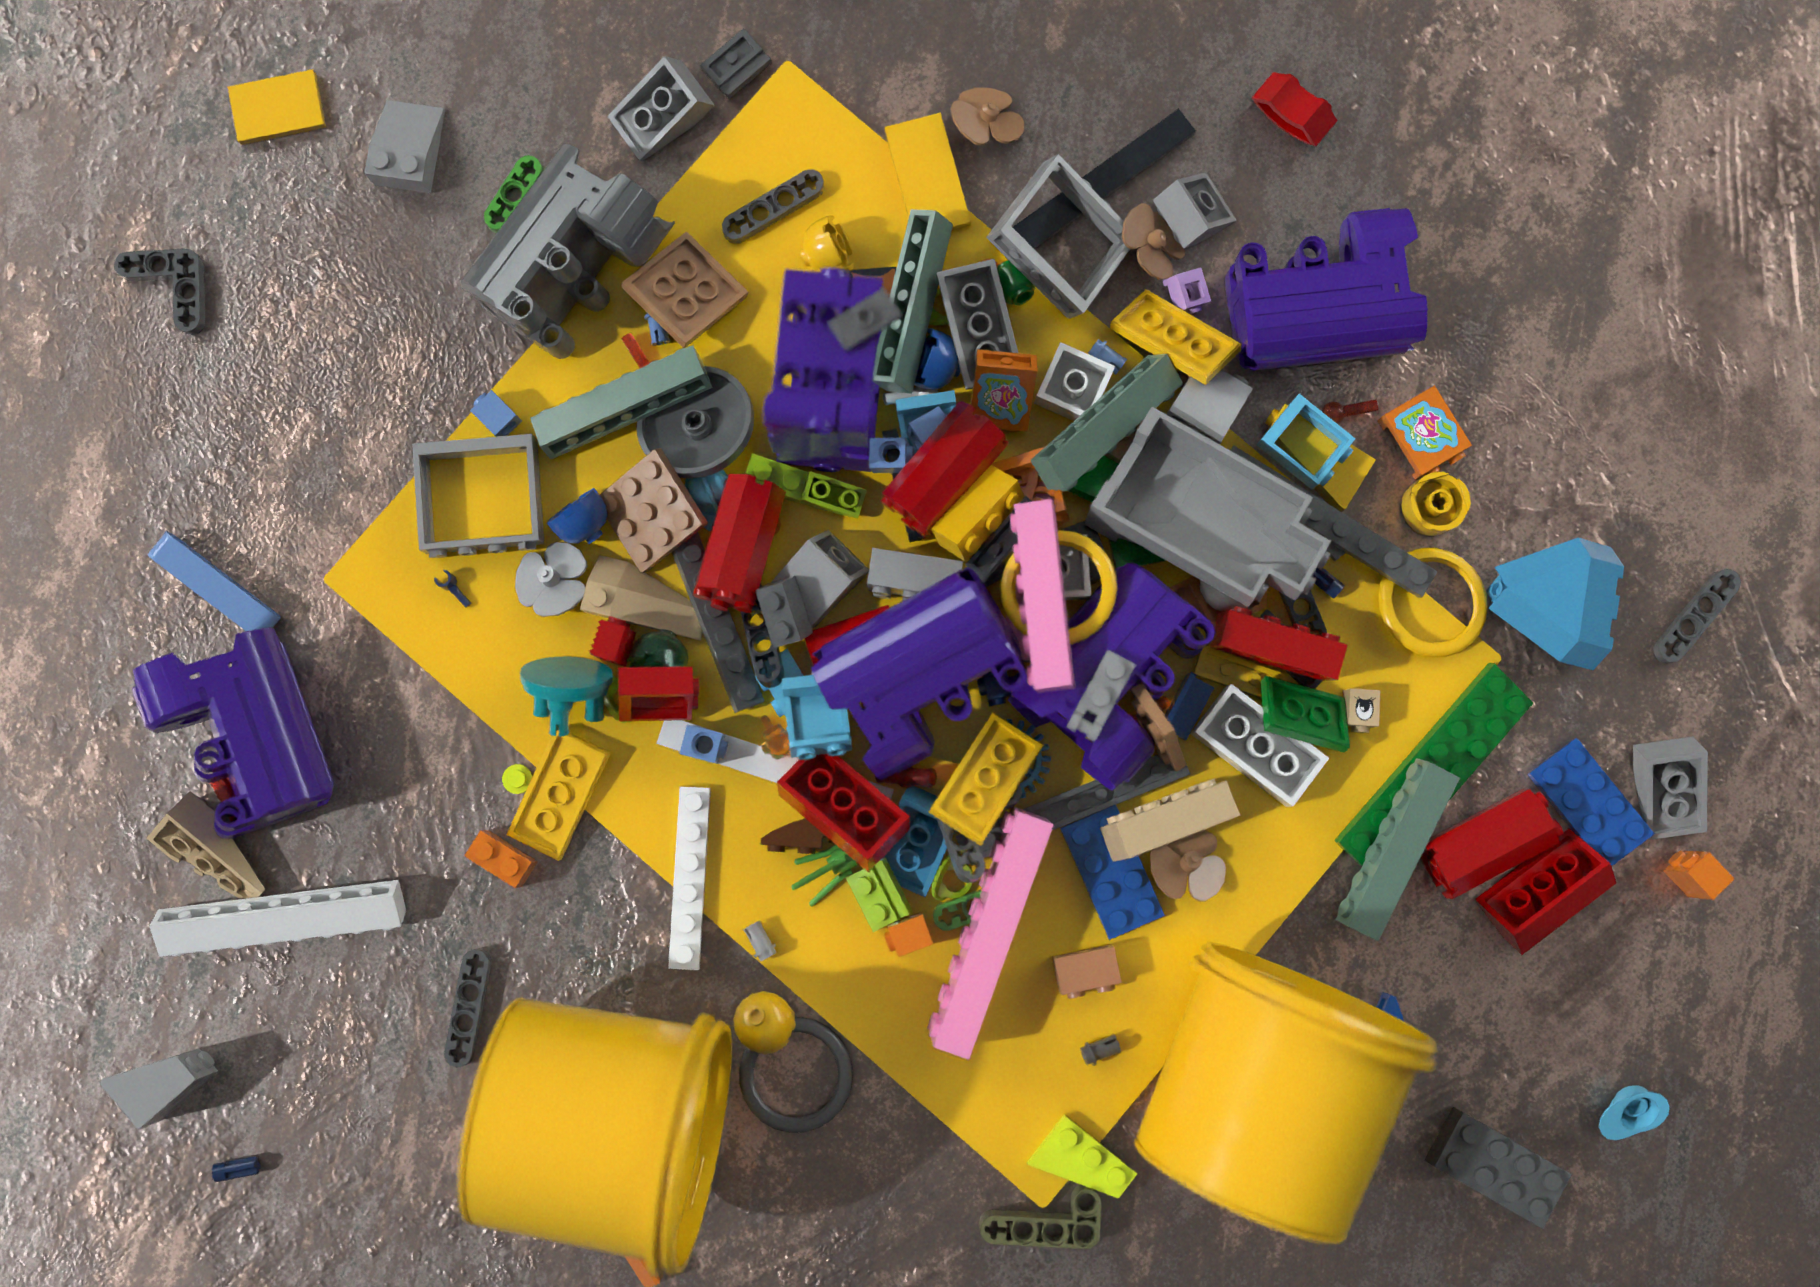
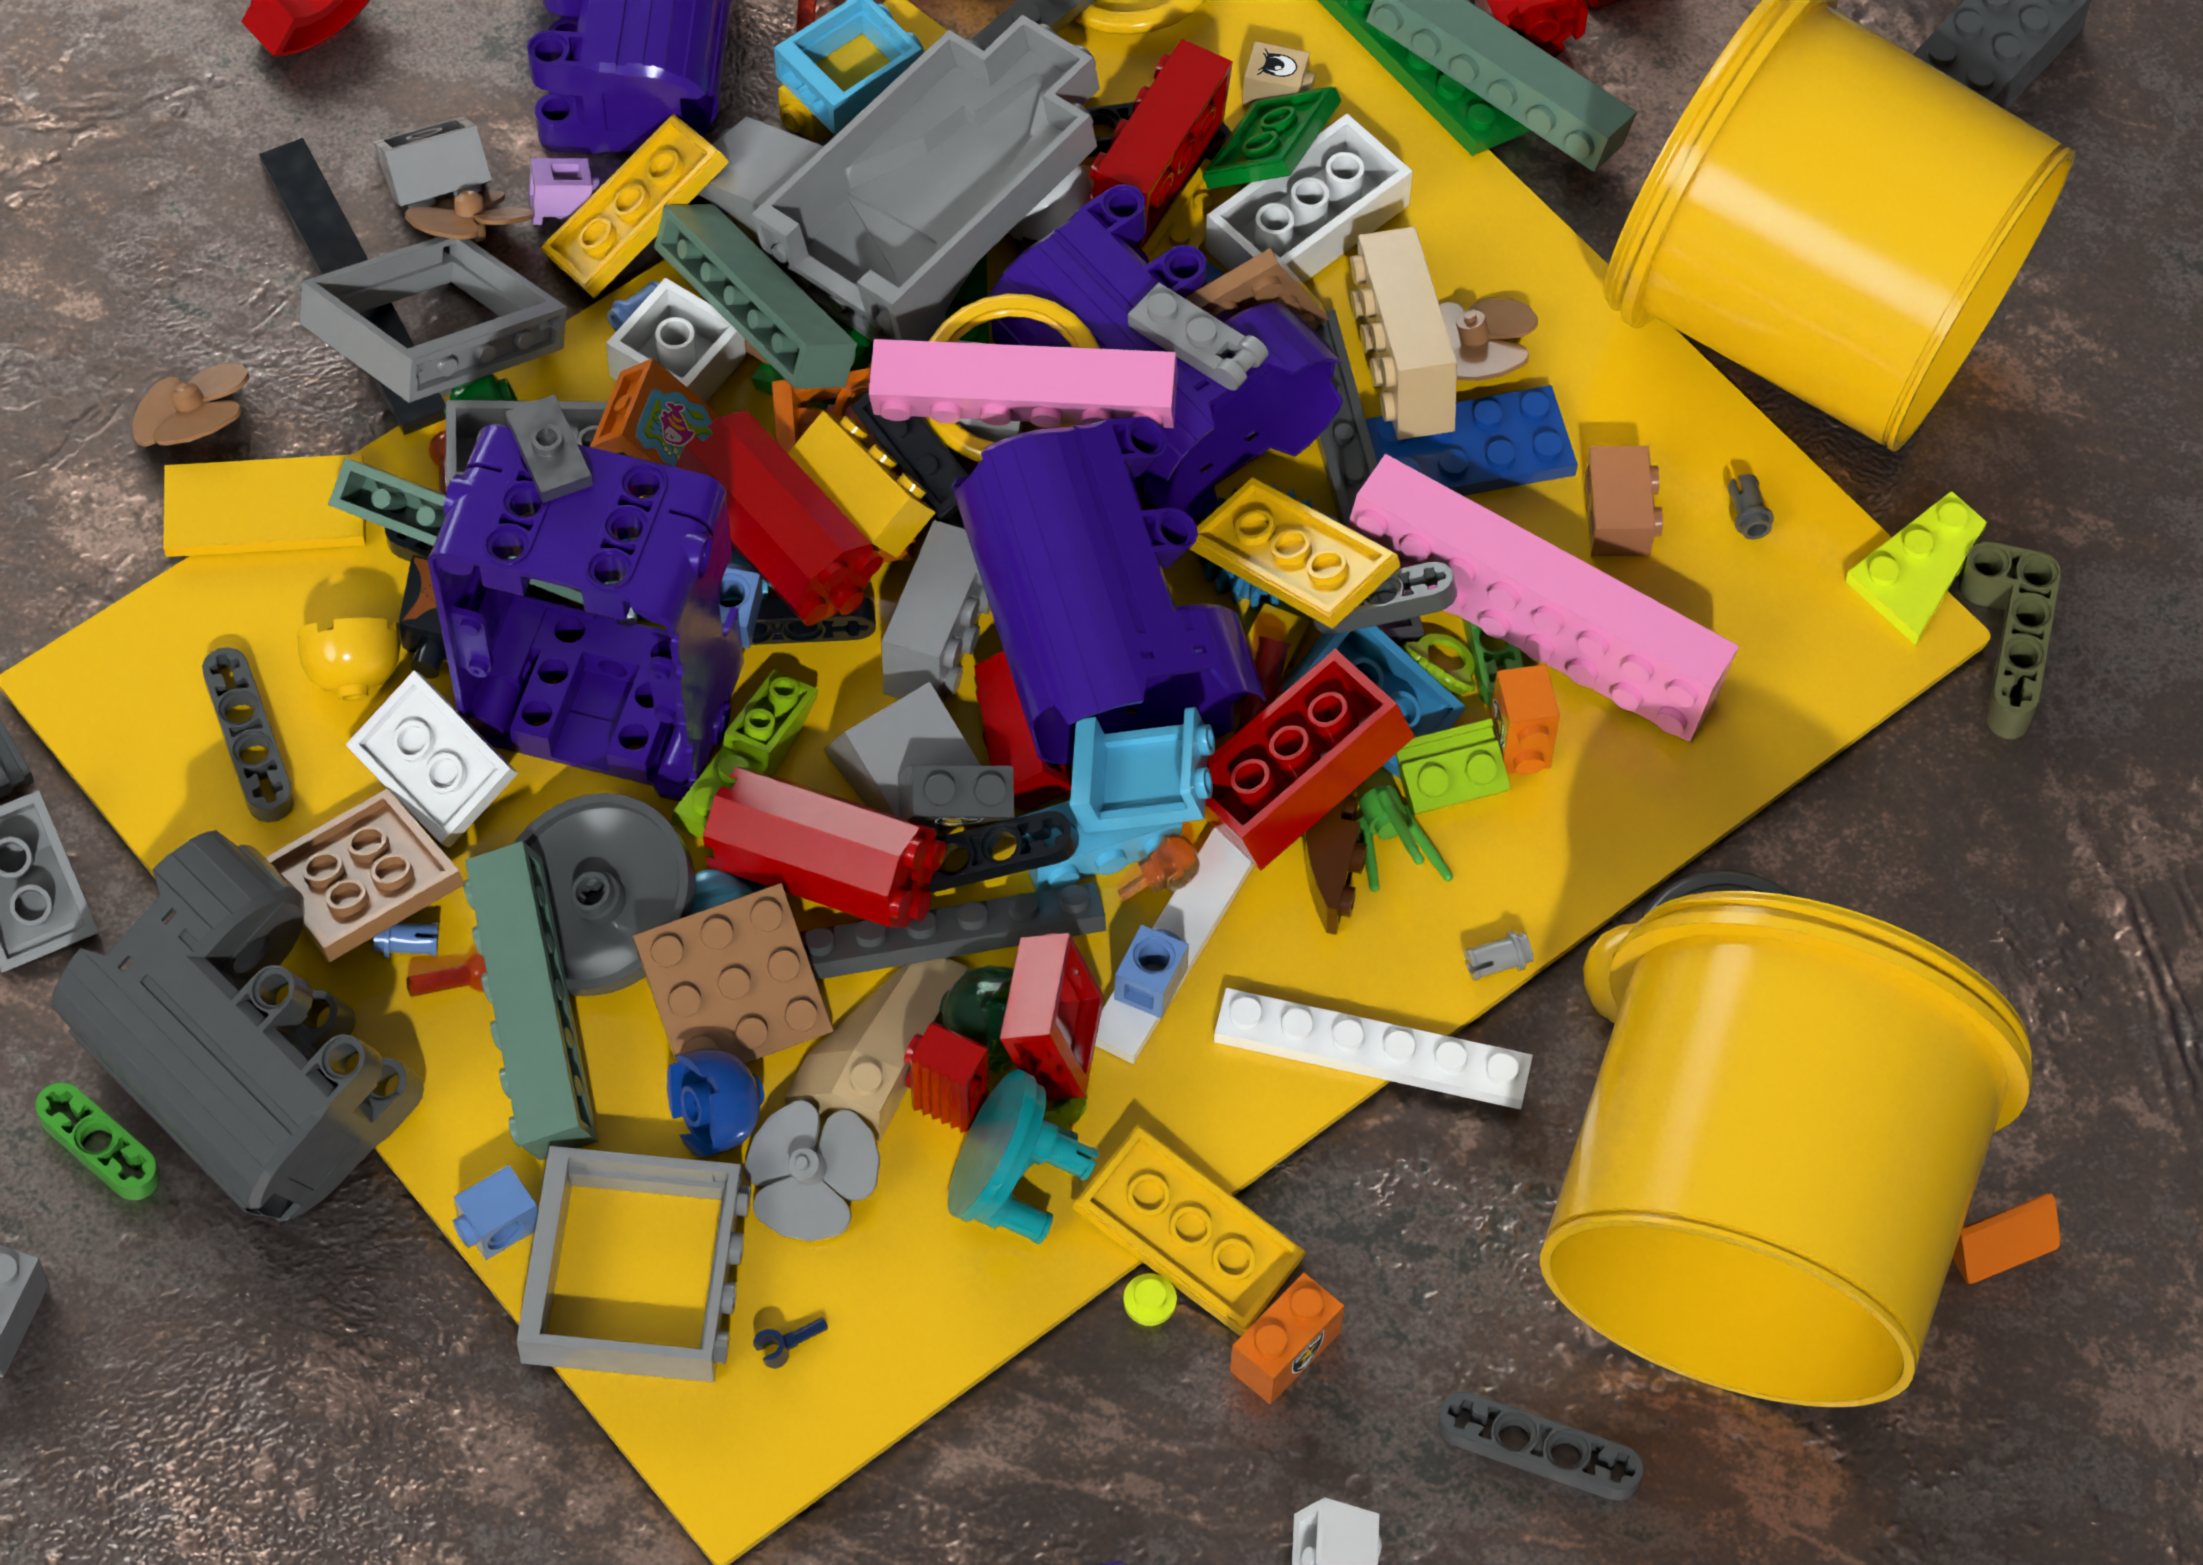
camera: 80 degrees left, 25 degrees down
(756, 319) = (431, 759): none -> white plate

